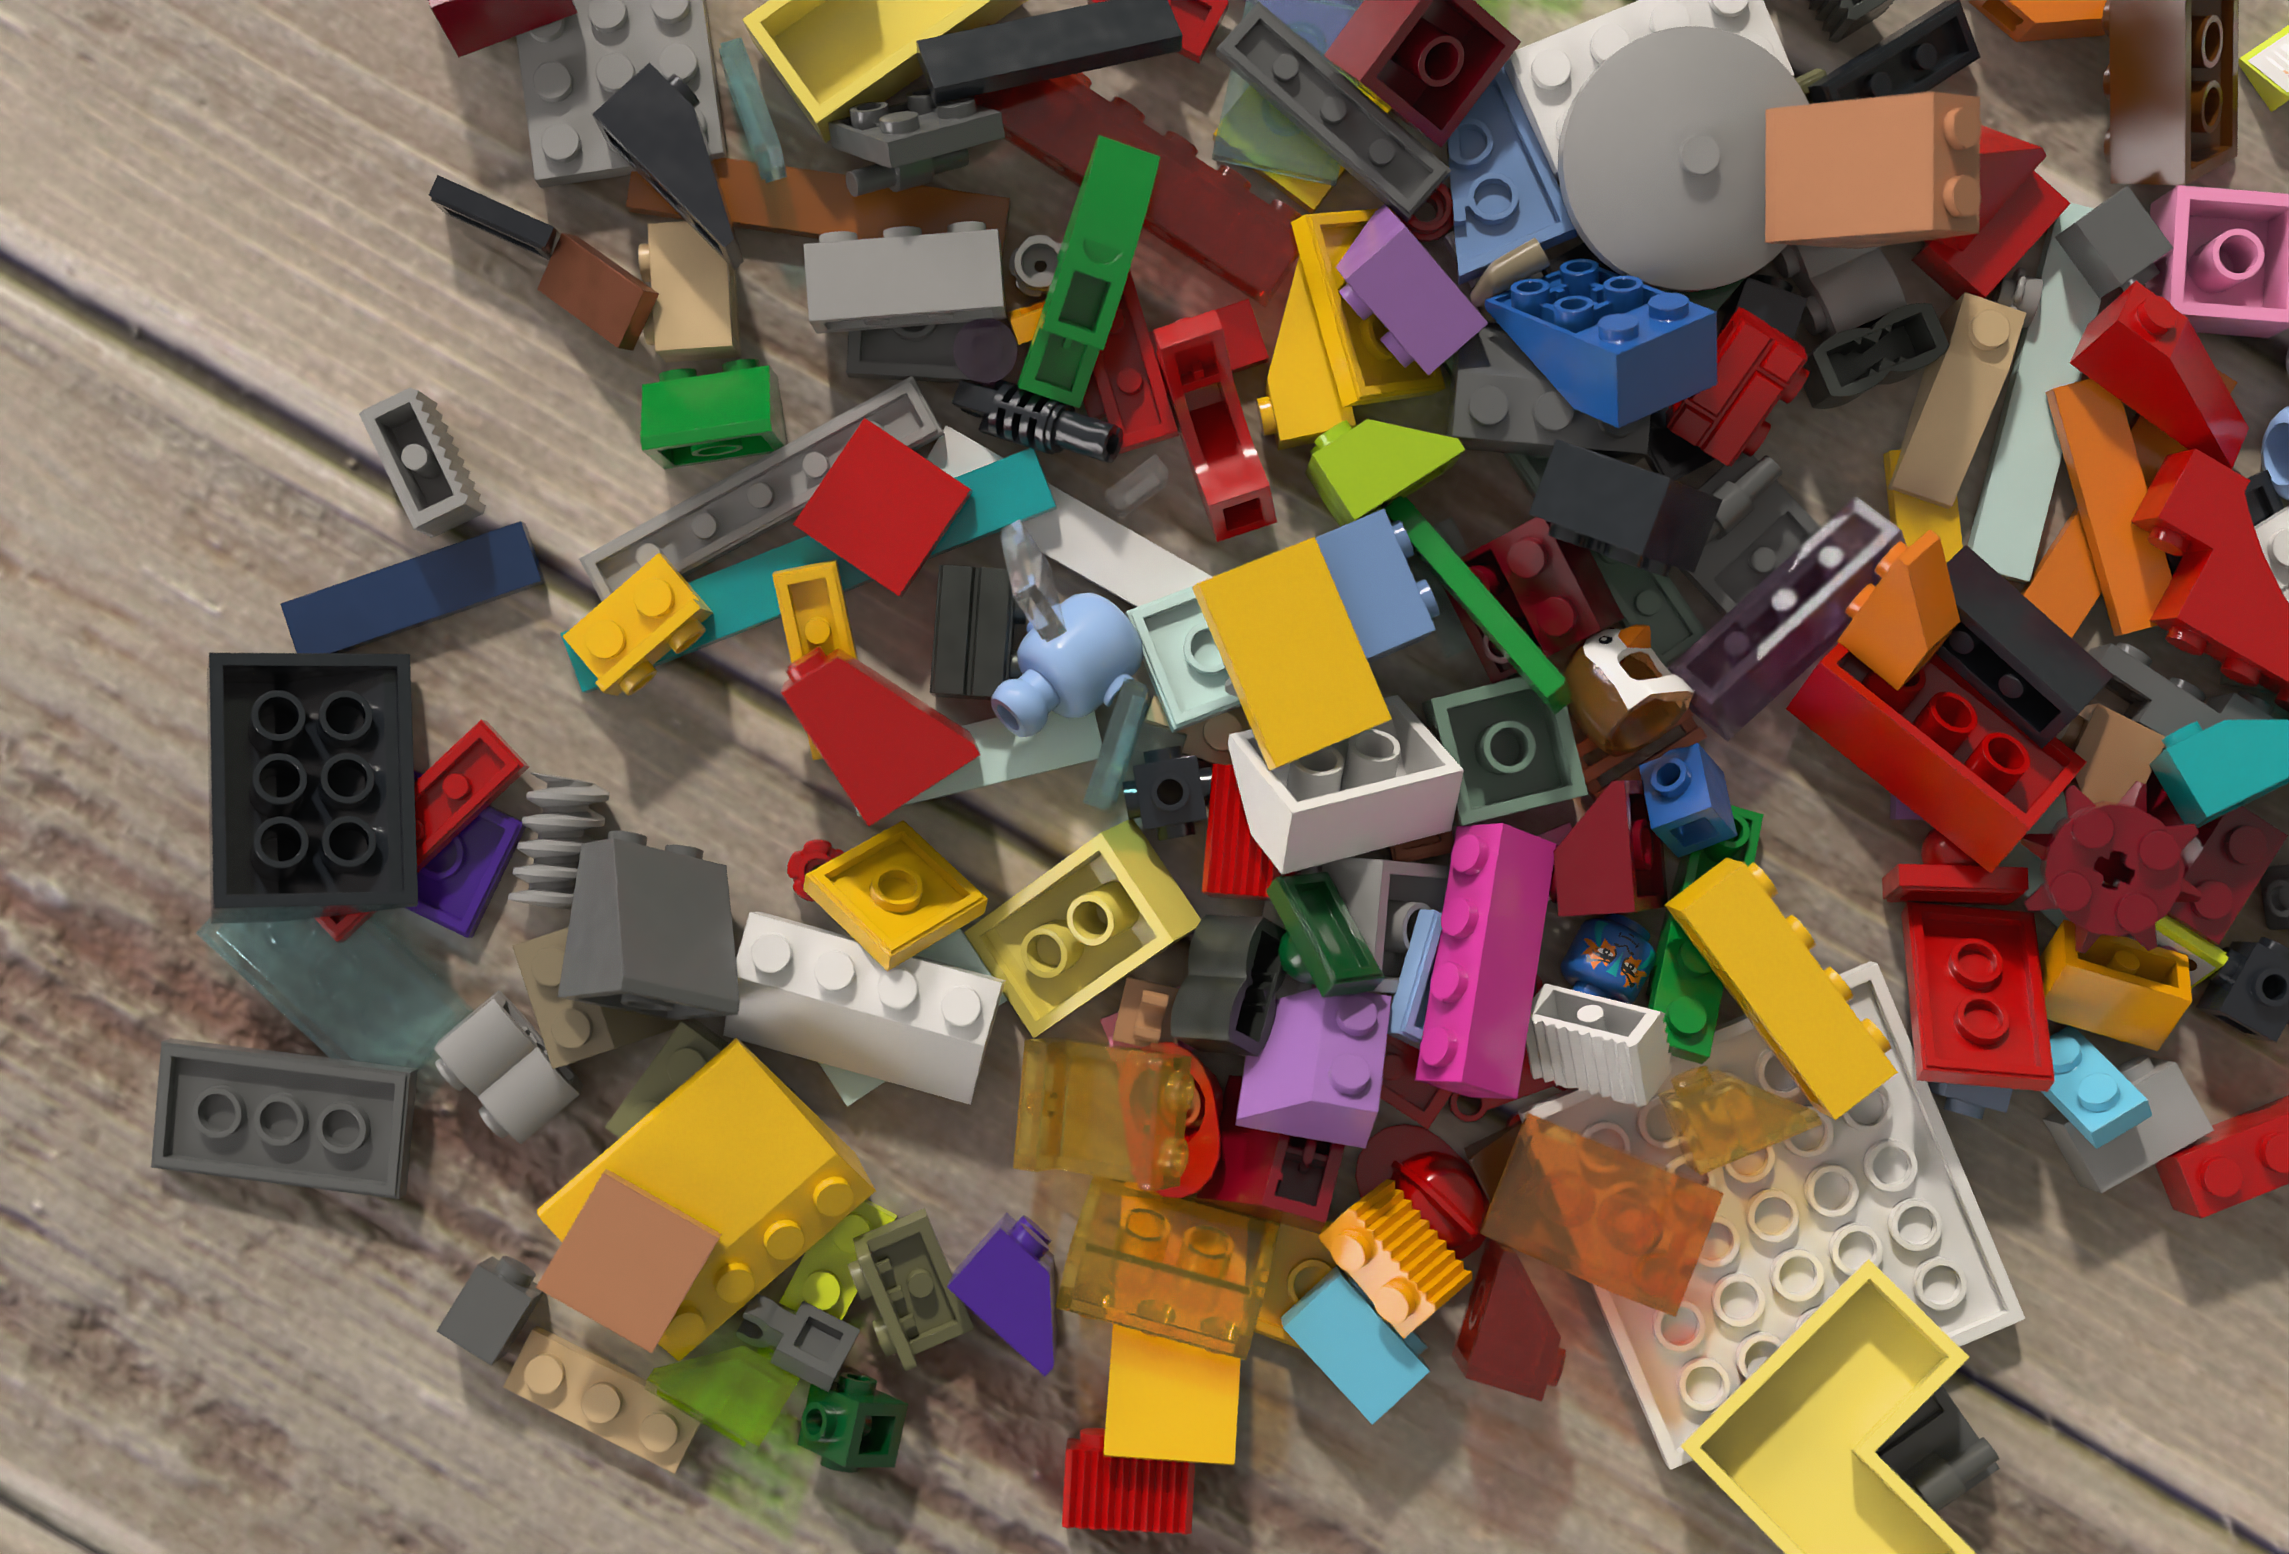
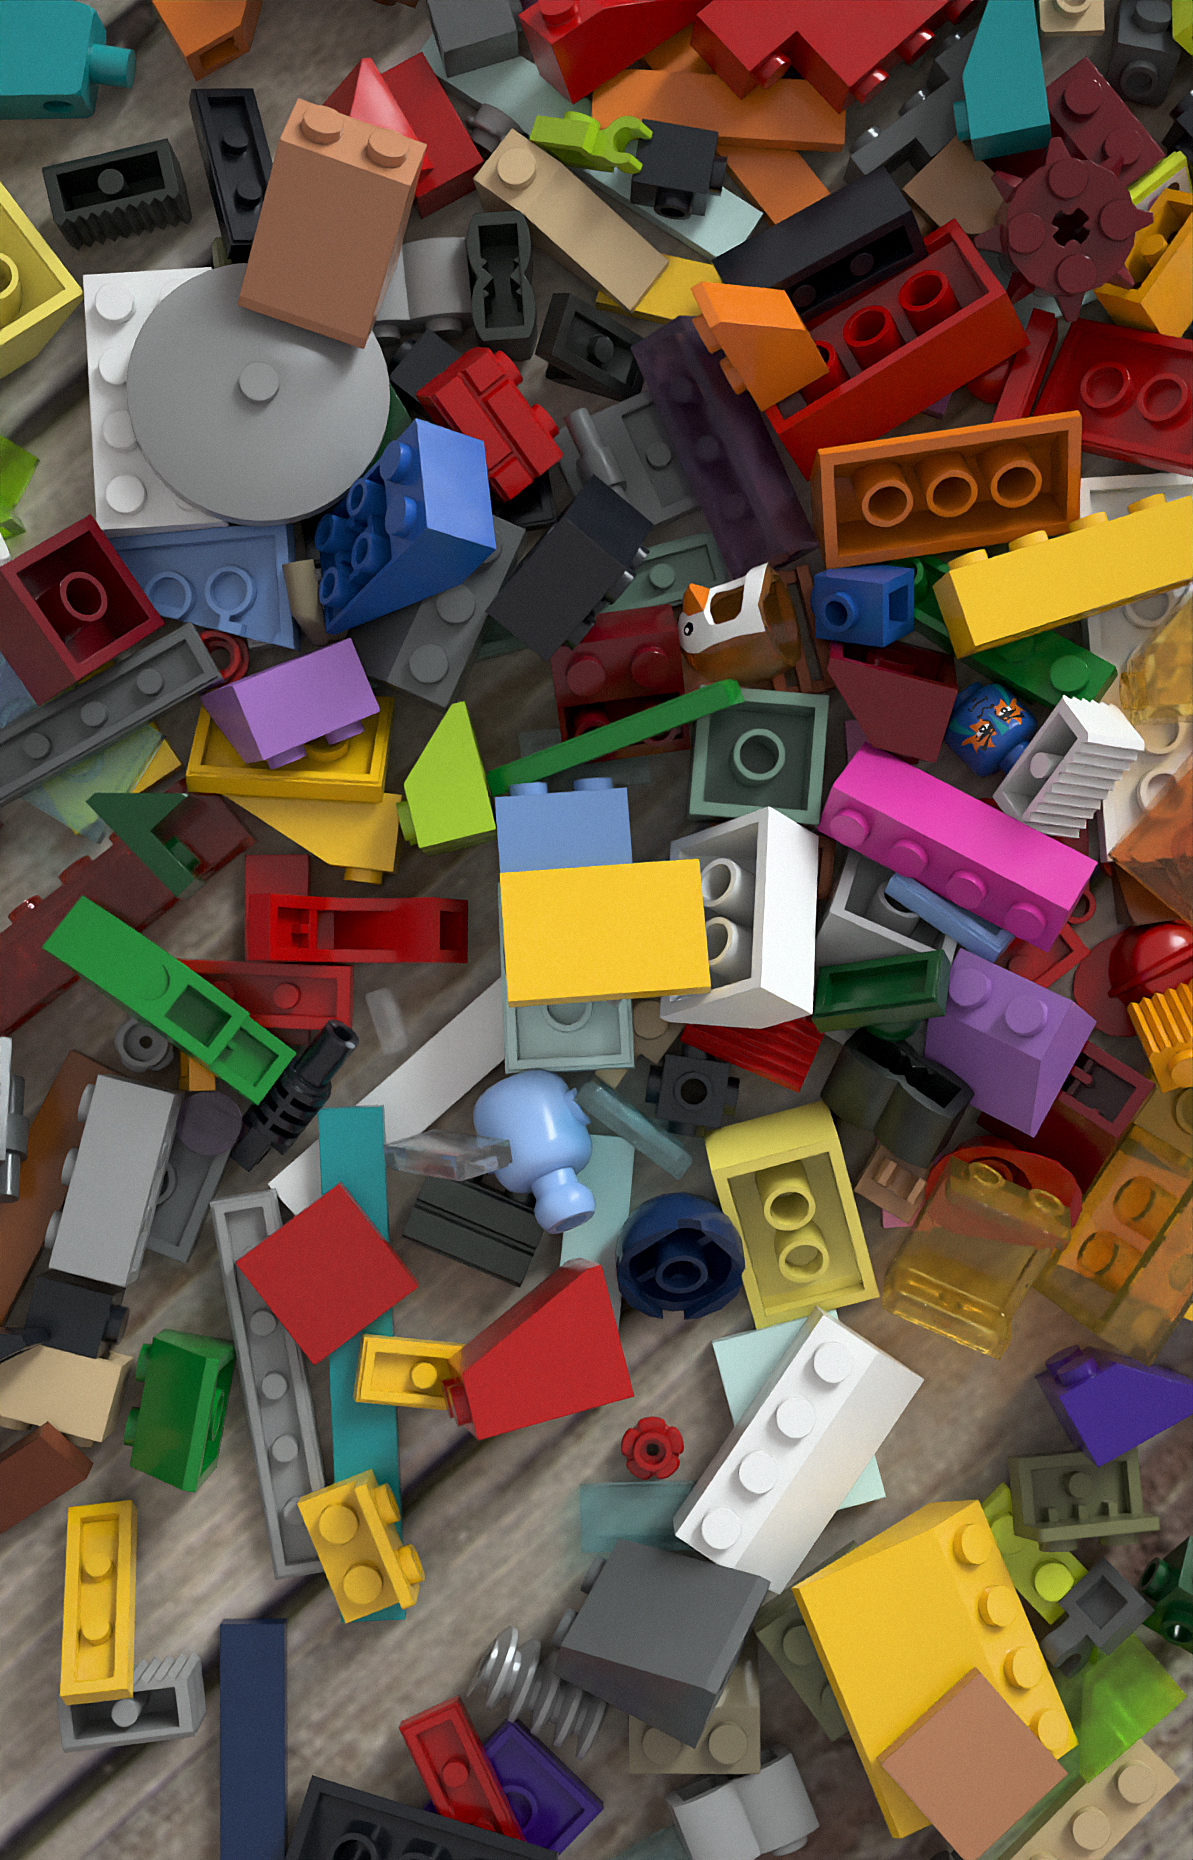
camera: 70 degrees left, 0 degrees up
(506, 399) = (99, 1603): none -> yellow plate
(752, 871) = (631, 1512): none -> clear light blue tile
(766, 289) = (78, 1313): none -> black brick
(895, 894) = (702, 1386): yellow tile -> none
(1008, 832) = (679, 1256): none -> dark blue cylinder
(1246, 190) = (141, 823): none -> dark green slope
(1823, 841) = (946, 489): none -> orange slope
(1840, 458) = (588, 349): none -> pearl dark grey slope
(2034, 383) = (581, 144): none -> lime plate
(2041, 482) = (677, 170): none -> black brick

